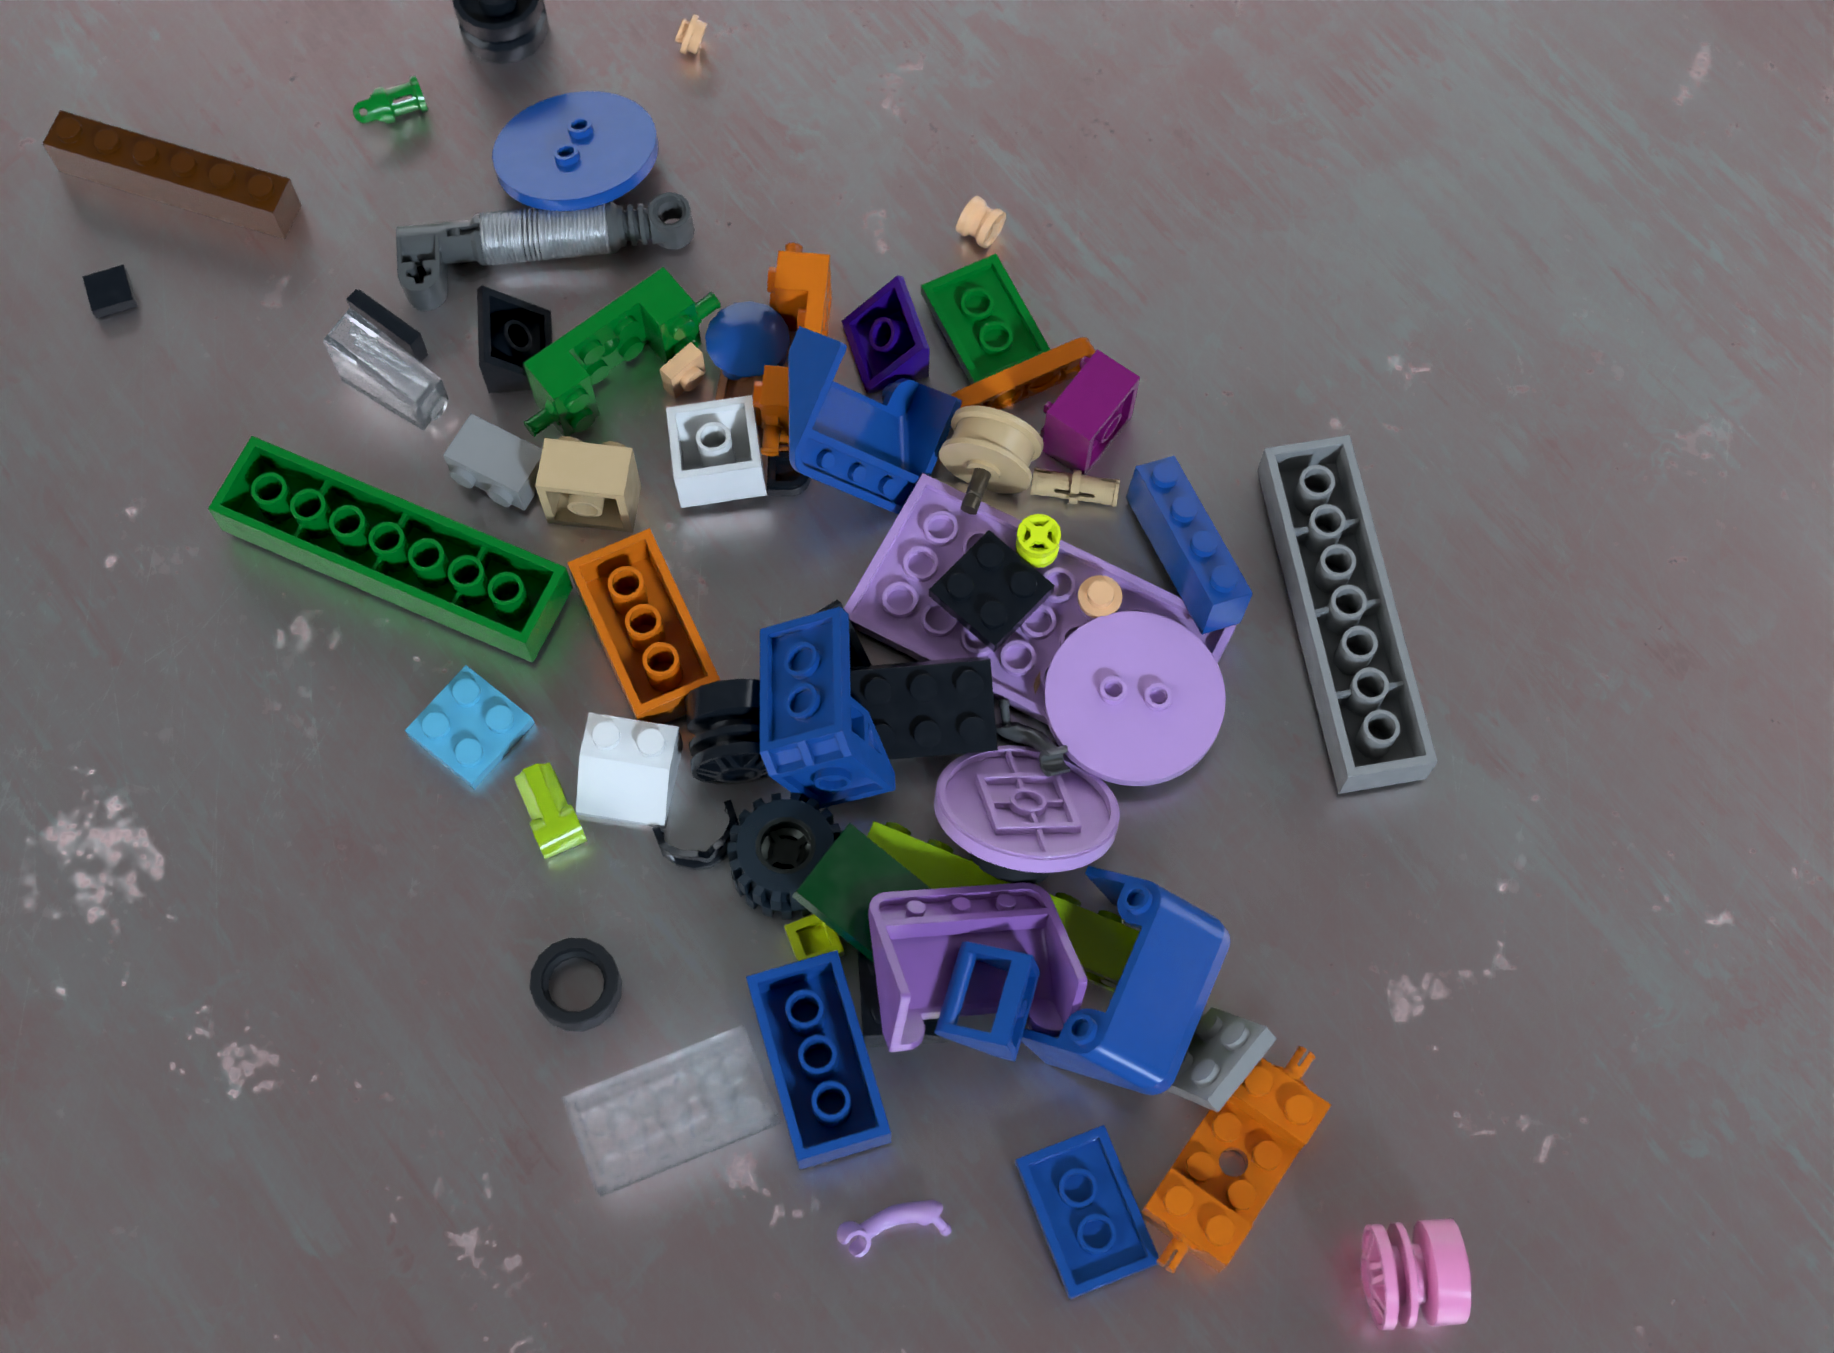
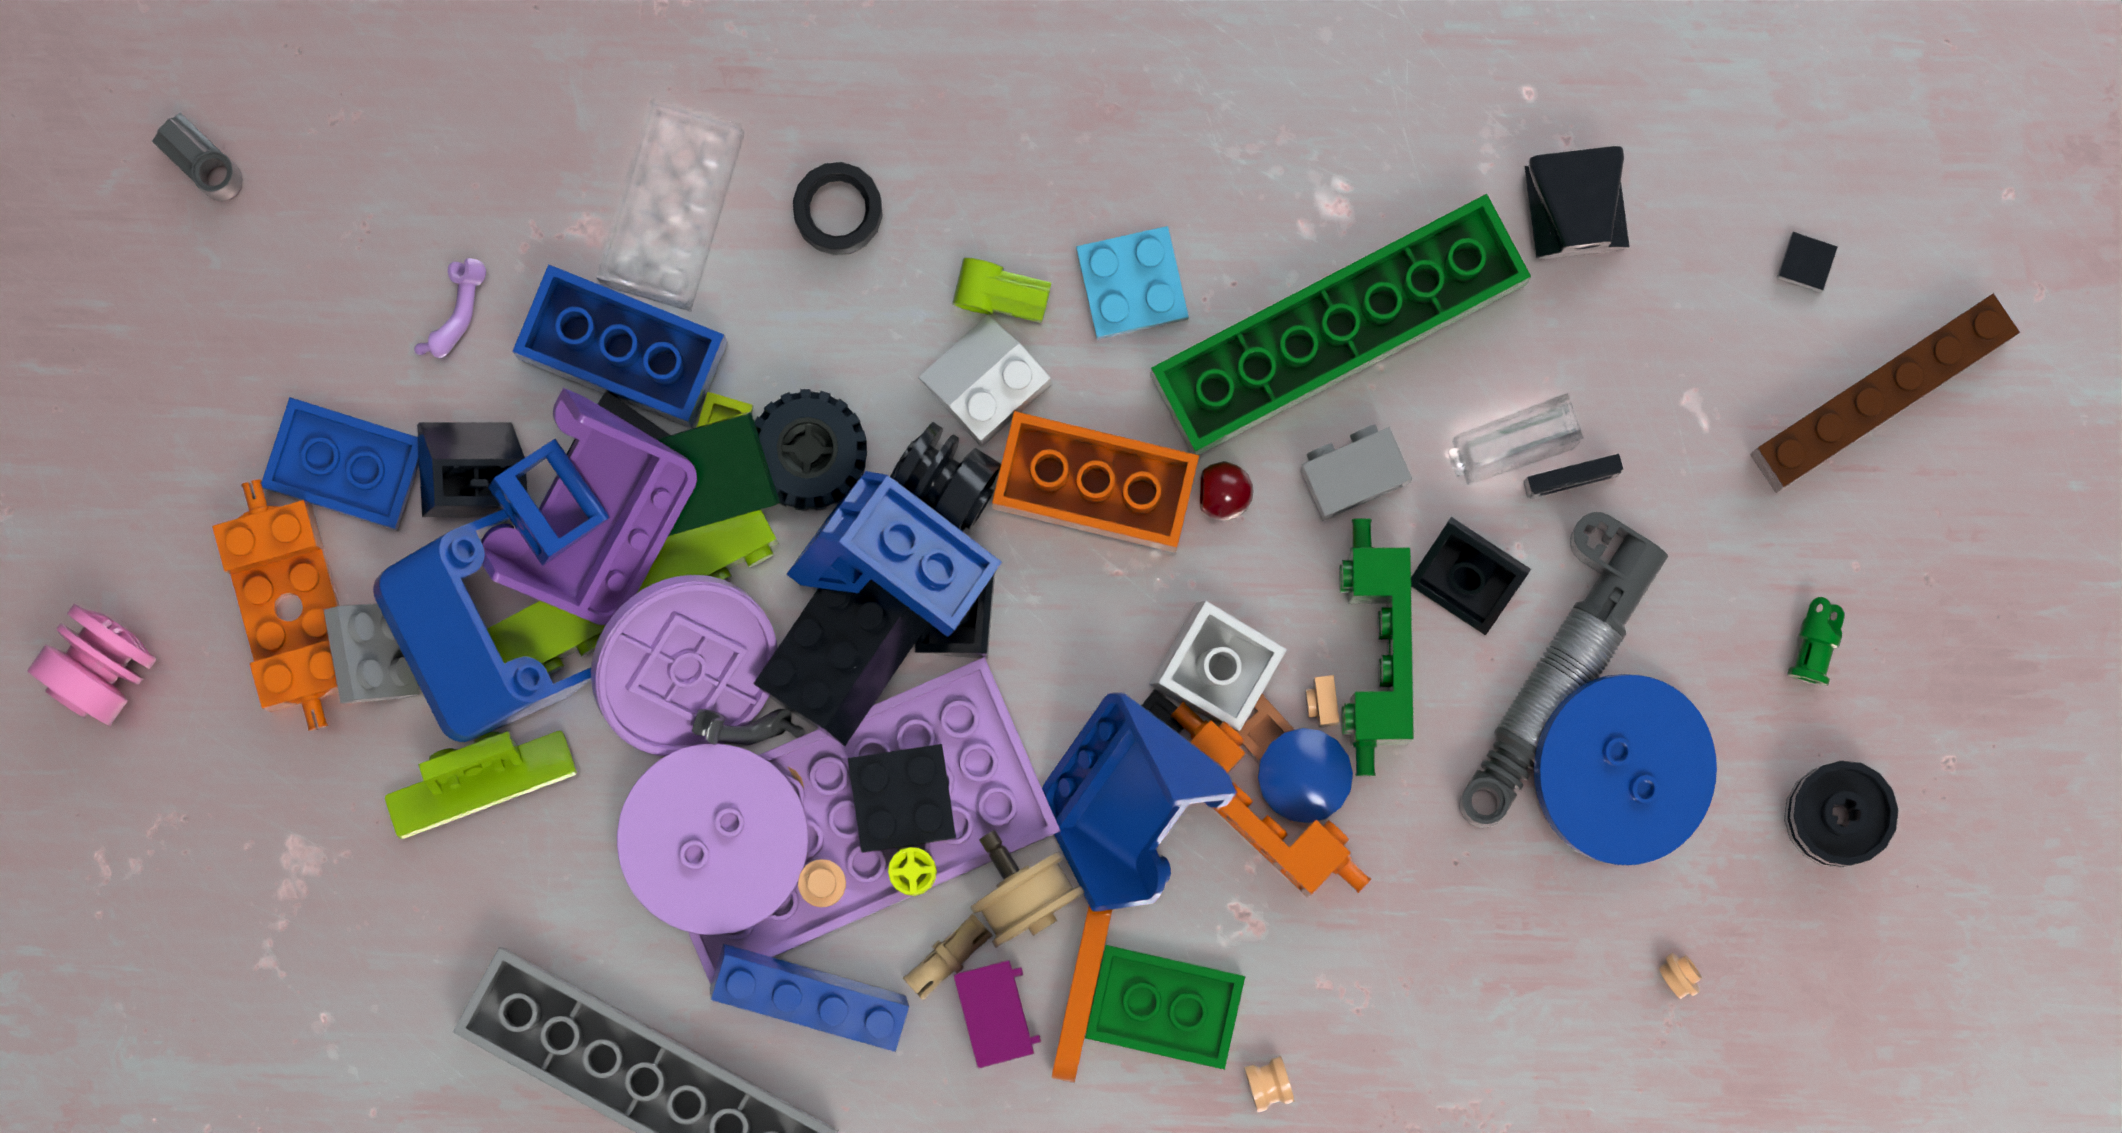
camera: 130 degrees right, 15 degrees up
(172, 457) = (1577, 202): none -> black piece
(579, 537) = (1225, 491): none -> dark red piece
(588, 484) = (1266, 531): tan brick -> none
(699, 859) = (867, 376): black helmet -> none
(887, 338) = (1217, 902): dark purple slope -> none
(1009, 1104) = (461, 463): none -> black slope
(1239, 904) = (478, 778): none -> lime bracket

